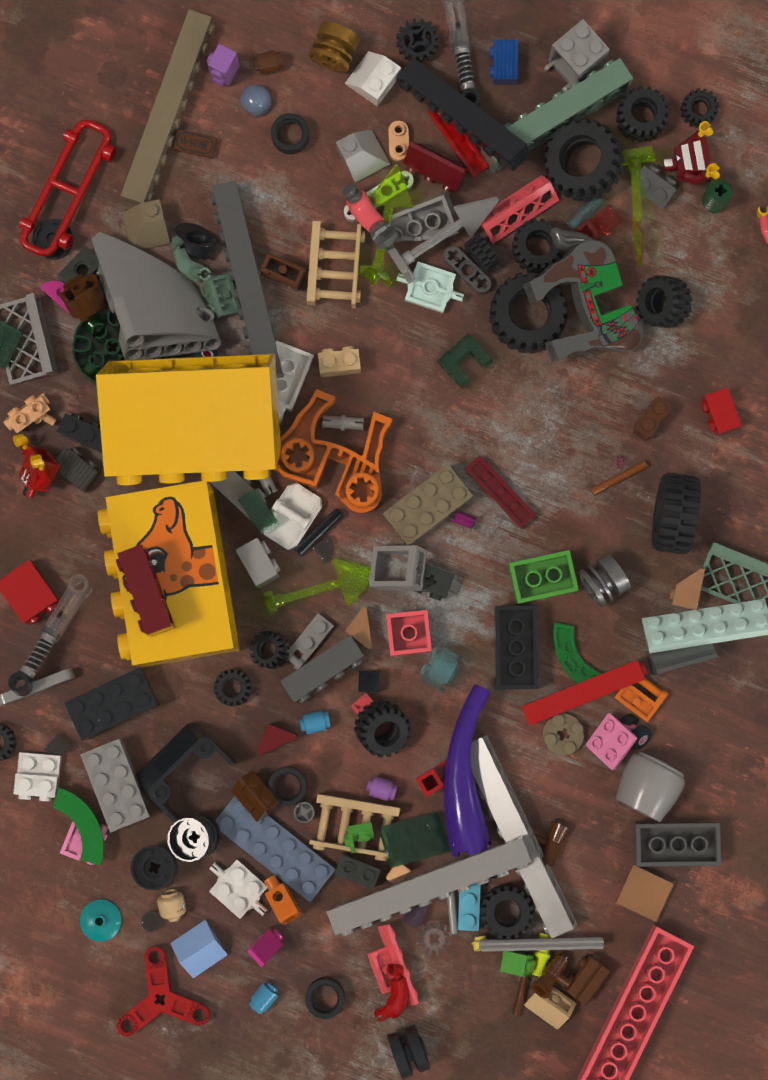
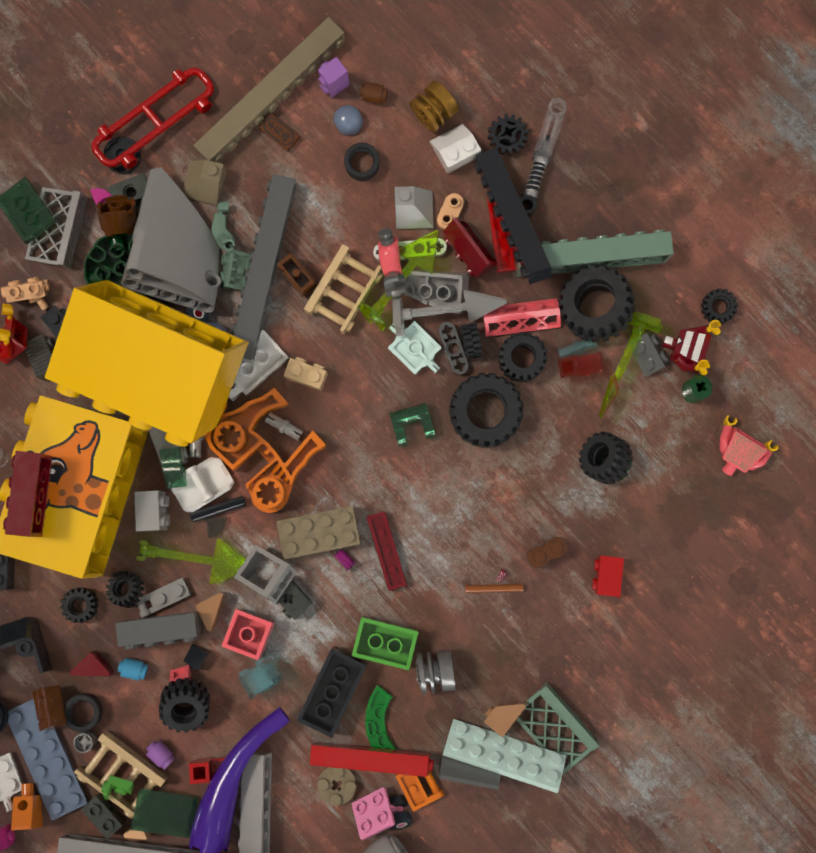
camera: 30 degrees right, 0 degrees up
(196, 239) = (239, 212): black piece -> none
(504, 61) = (572, 188): blue brick -> none
(577, 54) = (637, 210): light grey container -> none
(590, 271) = (554, 402): animal -> none
(646, 98) = (677, 276): black tyre -> none
(676, 513) = (524, 647): black tyre -> none

